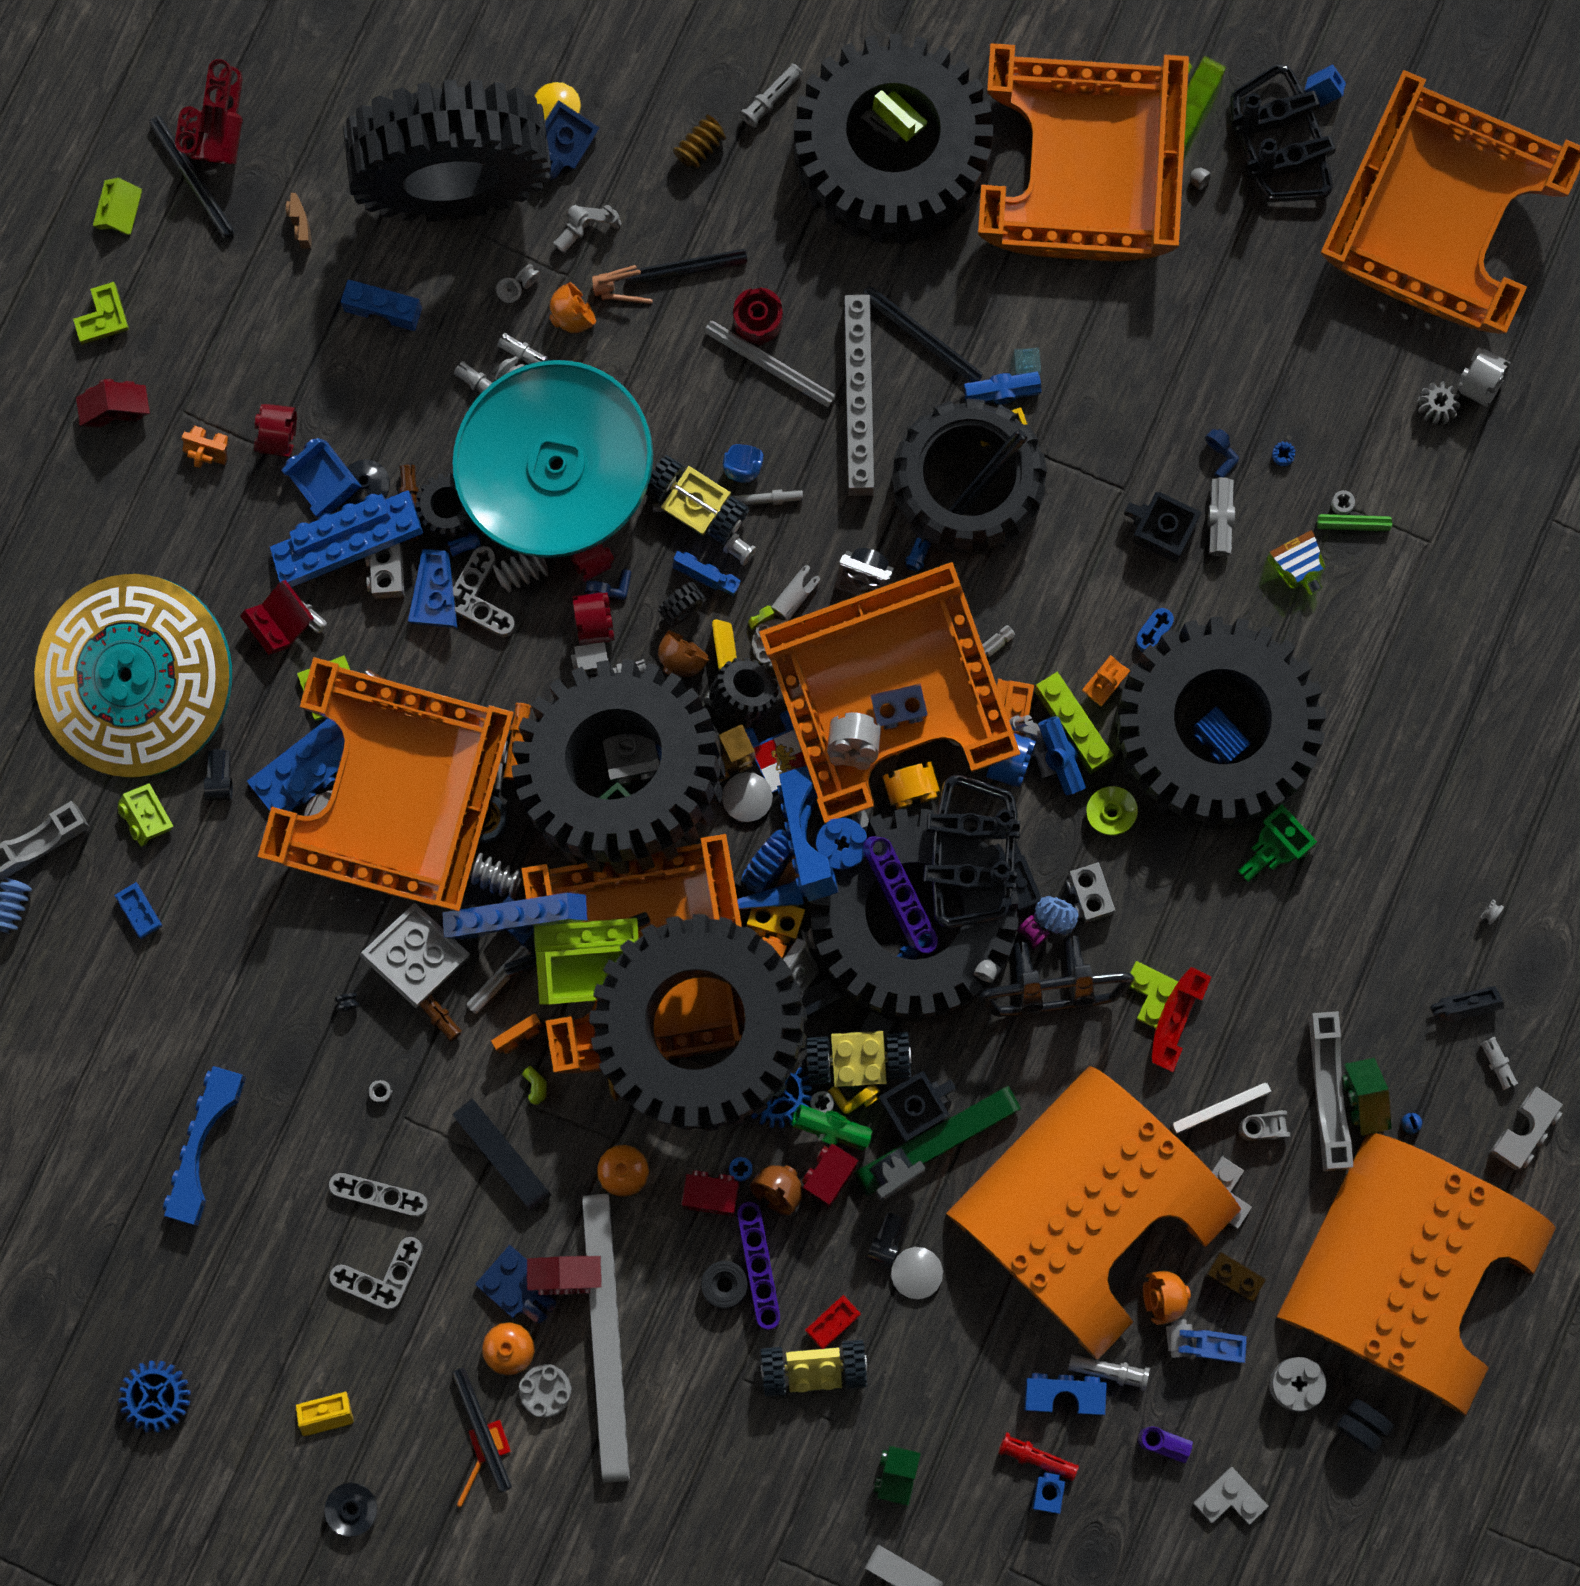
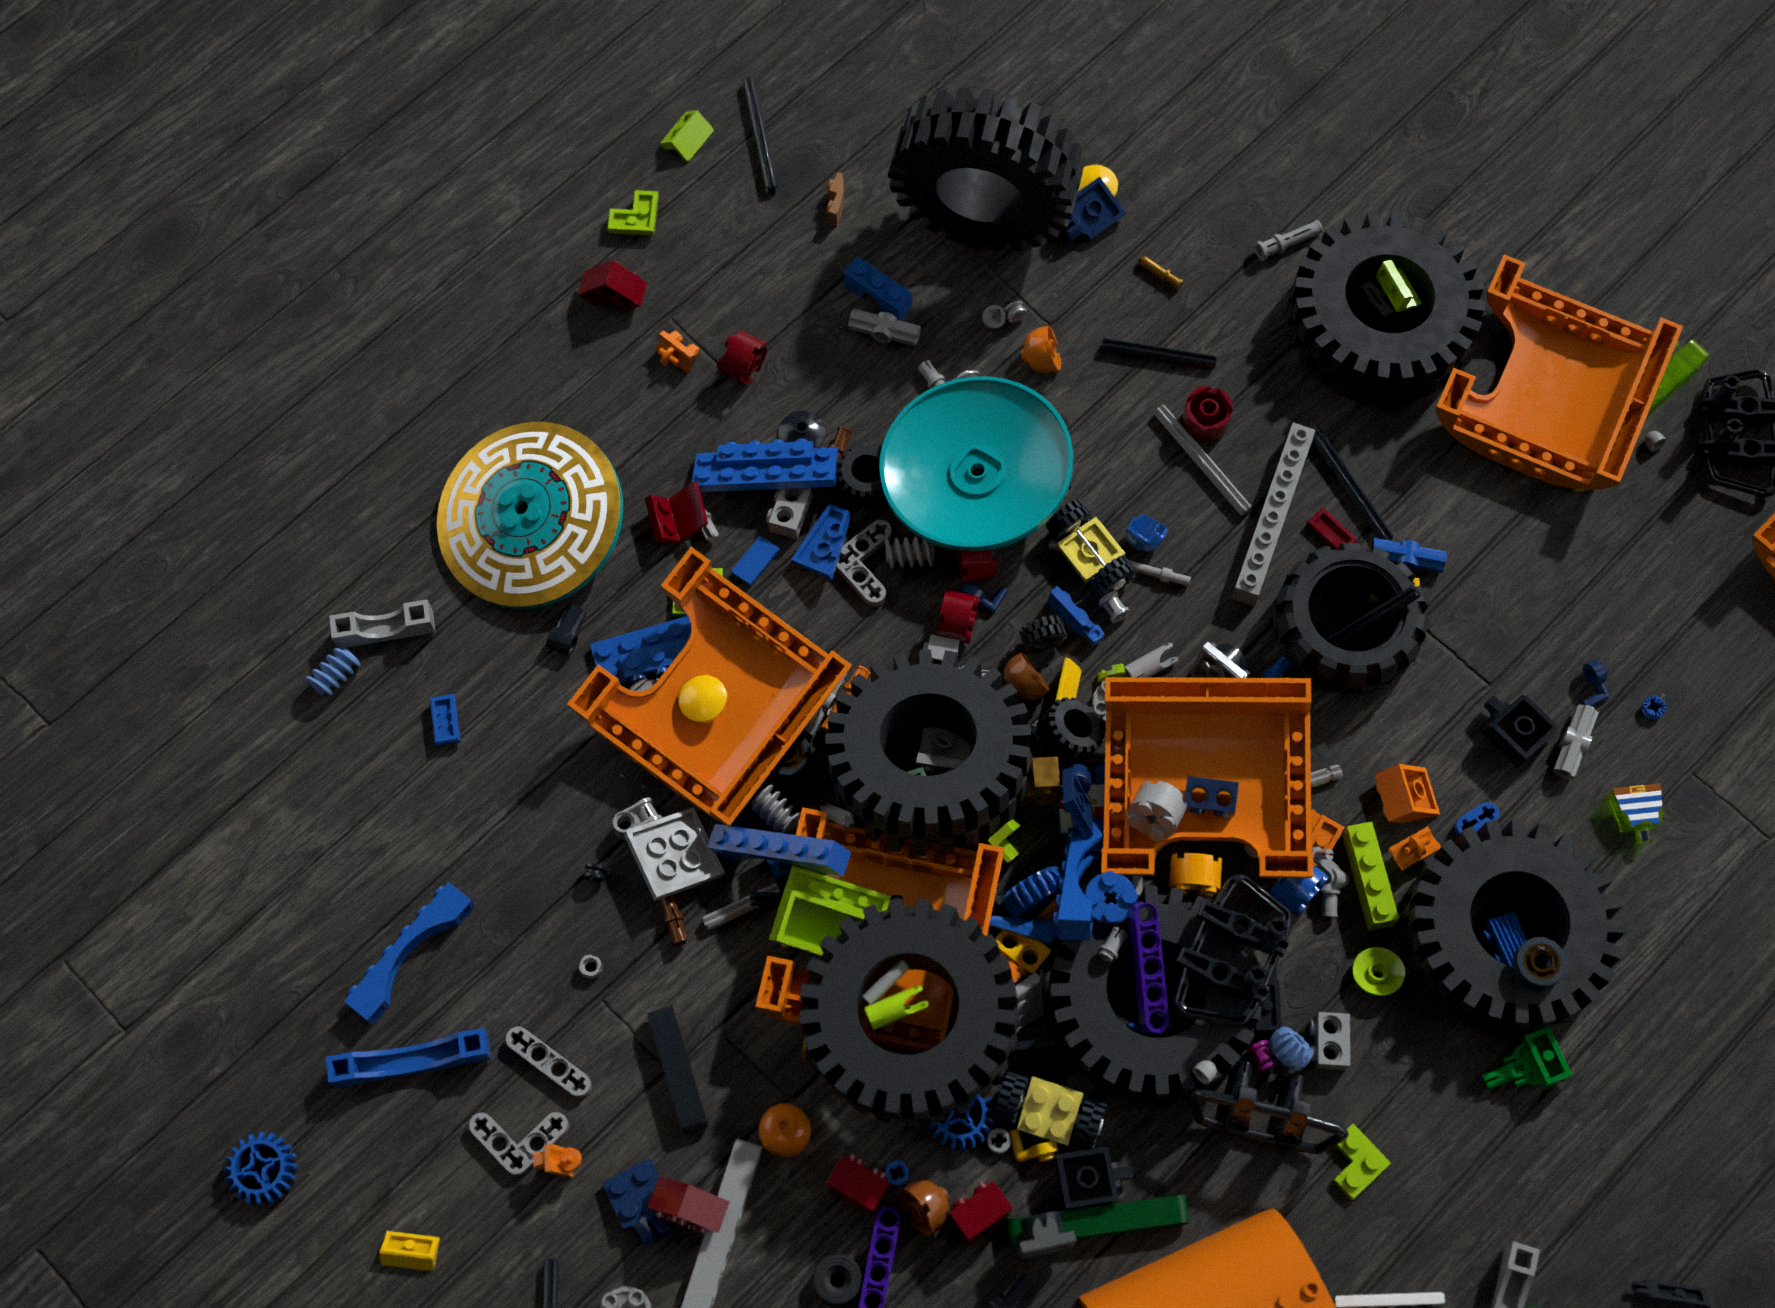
camera: 20 degrees right, 10 degrees down
(144, 814) = (487, 638): lime bracket -> none
(216, 126) = (794, 98): dark red piece -> none
(247, 1245) = (372, 1066): none -> blue arch
(321, 477) = (766, 410): blue panel -> none
(365, 933) = (636, 816): none -> light grey piece
(373, 635) = (755, 561): none -> blue tile
(381, 795) = (703, 698): none -> yellow dish
(403, 343) = (884, 327): none -> light grey piece
(427, 1280) = (557, 1160): none -> orange hips
(464, 543) = (868, 512): blue pin -> none
(508, 1040) = (746, 960): orange plate -> none
(508, 1348) = (607, 1258): orange cylinder -> none
(521, 350) = (980, 365): light grey pin -> none
(538, 1085) = (738, 1019): lime arm -> none
(555, 859) = (838, 815): none -> light grey axle
(580, 218) = (1081, 280): light grey pin -> none
(605, 283) = (1080, 341): nougat plant -> none
(650, 176) = (1157, 270): none -> pearl gold piece
(666, 1005) = (886, 982): none -> light grey piece
(684, 1027) = (893, 1008): none -> lime piece
(699, 142) = (1210, 253): pearl gold piece -> none
(721, 826) = (999, 839): none -> lime panel
(747, 797) = (1038, 829): light grey dish -> none
(774, 757) = (1075, 786): none -> dark blue plate
(831, 1127) = (999, 1167): green piece -> none
(859, 887) = (1112, 945): none -> light grey pin
(920, 390) = (1329, 529): none -> dark red tile
(1027, 360) = (1439, 539): clear light blue tile -> none
(1061, 755) = (1348, 901): blue piece -> none
(1080, 629) = (1406, 793): none -> orange slope
(1174, 1016) = (1372, 1191): red slope -> none
(1256, 739) = (1551, 956): none -> wheel
(1343, 494) = (1690, 777): light grey bush -> none
(1354, 522) = (1702, 794): bright green axle -> none
(1491, 912) = (1724, 1213): light grey bush -> none

